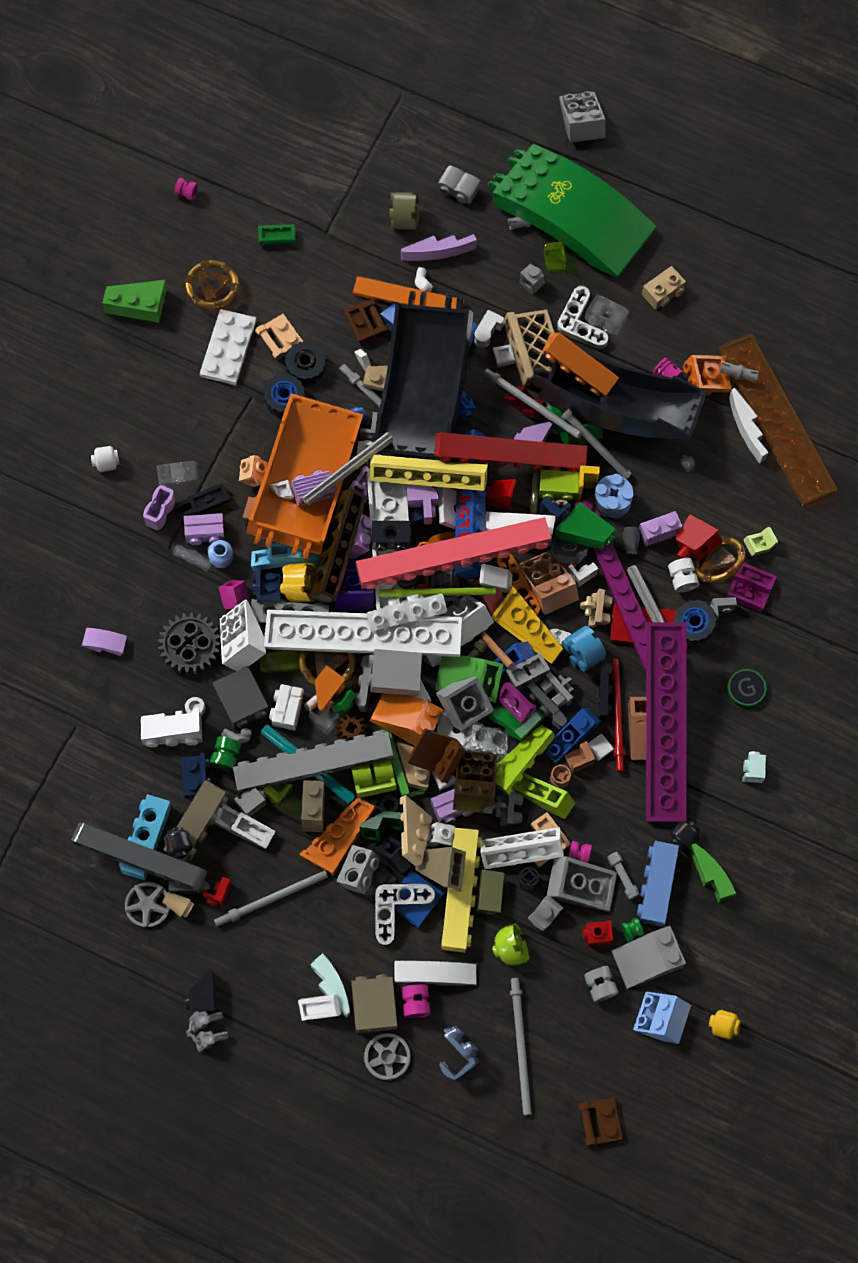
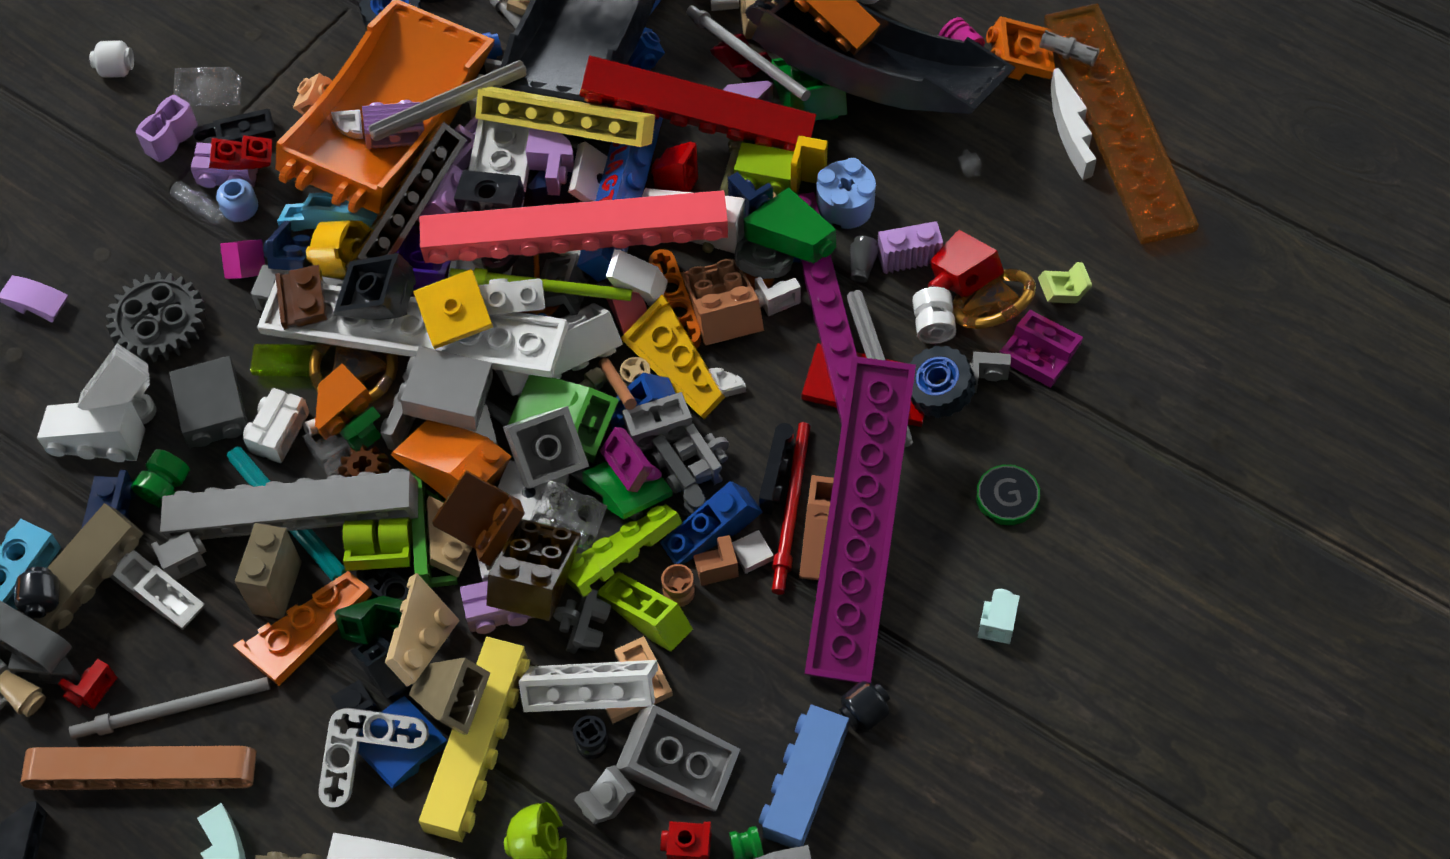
camera: 15 degrees right, 10 degrees down
(185, 698) = (116, 380): none -> white slope
(216, 523) = (236, 155): none -> red slope
(241, 637) = (230, 315): white slope -> none
(242, 737) = (198, 460): light grey arm -> none
(263, 938) = (138, 767): none -> nougat beam
(278, 793) = (225, 550): clear neon green panel -> none
(288, 622) = (301, 297): none -> reddish brown plate
(336, 613) = (376, 288): none -> black slope
(356, 868) = (317, 681): light grey brick -> none
(392, 622) = (453, 309): none -> yellow plate
(440, 834) = (463, 643): white bracket -> none
(489, 892) = (521, 749): olive hinge -> none
(505, 637) = (633, 368): none -> tan wheel
(579, 851) = (685, 706): dark pink wheel -> none
(584, 648) = (755, 398): dark azure brick -> none
(594, 608) = (786, 343): tan hips -> none
(596, 444) = (830, 114): light grey bar -> none
(615, 860) = (757, 781): light grey bar -> none
(712, 873) = (899, 775): bright green slope -> none

